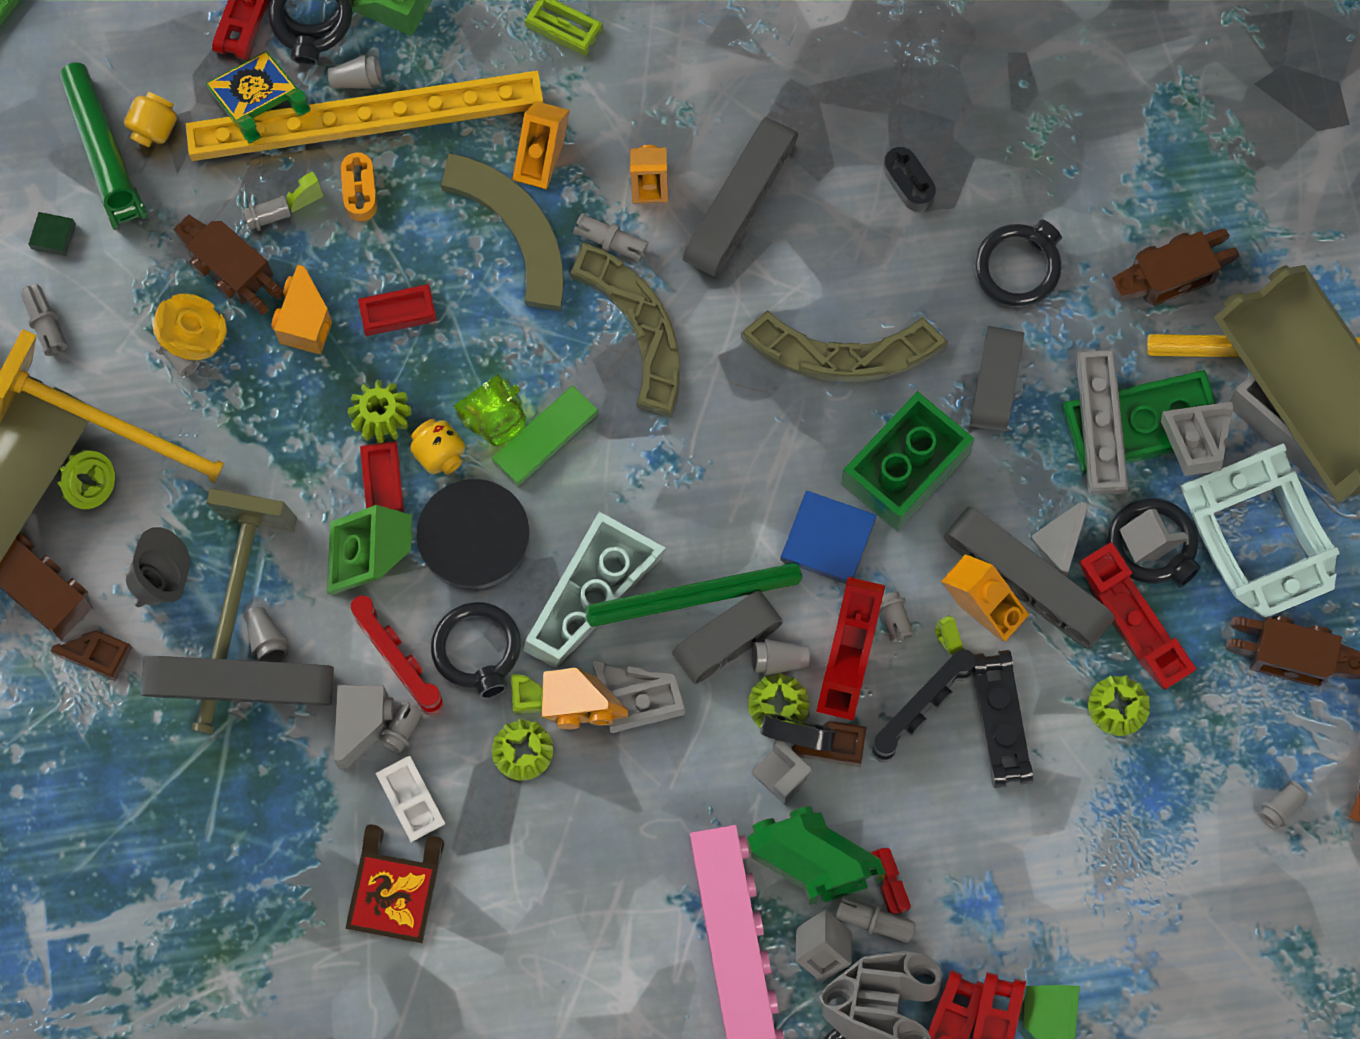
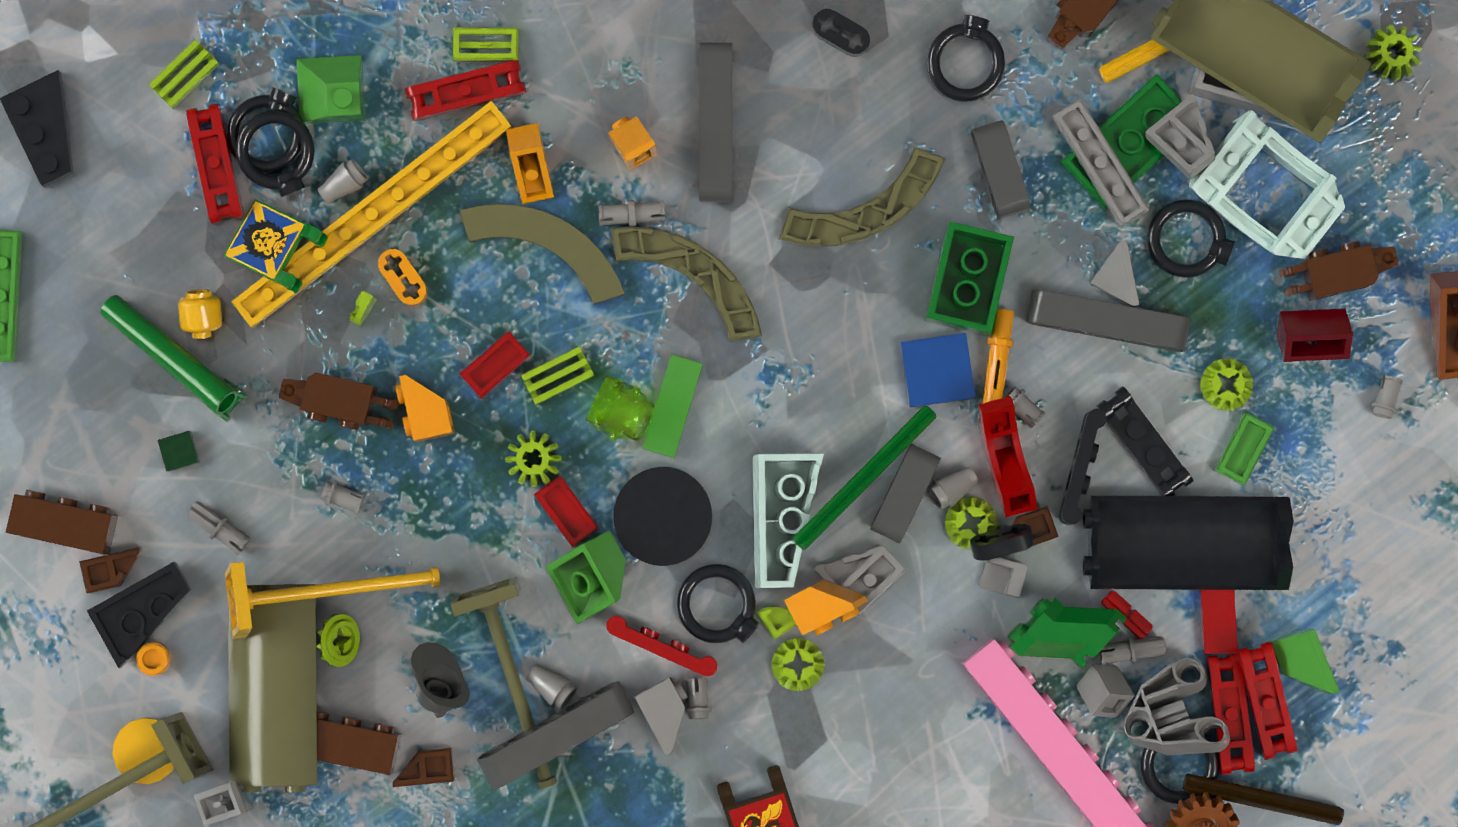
camera: 30 degrees left, 15 degrees up
(189, 327) = (341, 472): yellow tile -> none
(266, 213) = (342, 341): light grey pin -> none
(410, 798) = (735, 748): white slope -> none
(437, 447) = (597, 464): yellow head -> none
(442, 336) = (551, 364): none -> lime tile
(520, 52) = (465, 90): none -> red plate
(904, 544) = (999, 351): none -> light orange pin
(948, 634) = (1073, 402): lime tile -> none
(984, 939) = (1218, 621): none -> red tile
(985, 596) = (1083, 354): light orange slope -> none
(994, 840) = (1189, 542): none -> black cylinder
(1103, 779) = (1244, 449): none -> bright green tile
(1134, 618) = (1206, 310): red slope -> none
(1148, 537) = (1184, 242): light grey panel -> none
(1237, 698) = (1314, 335): none -> dark red brick

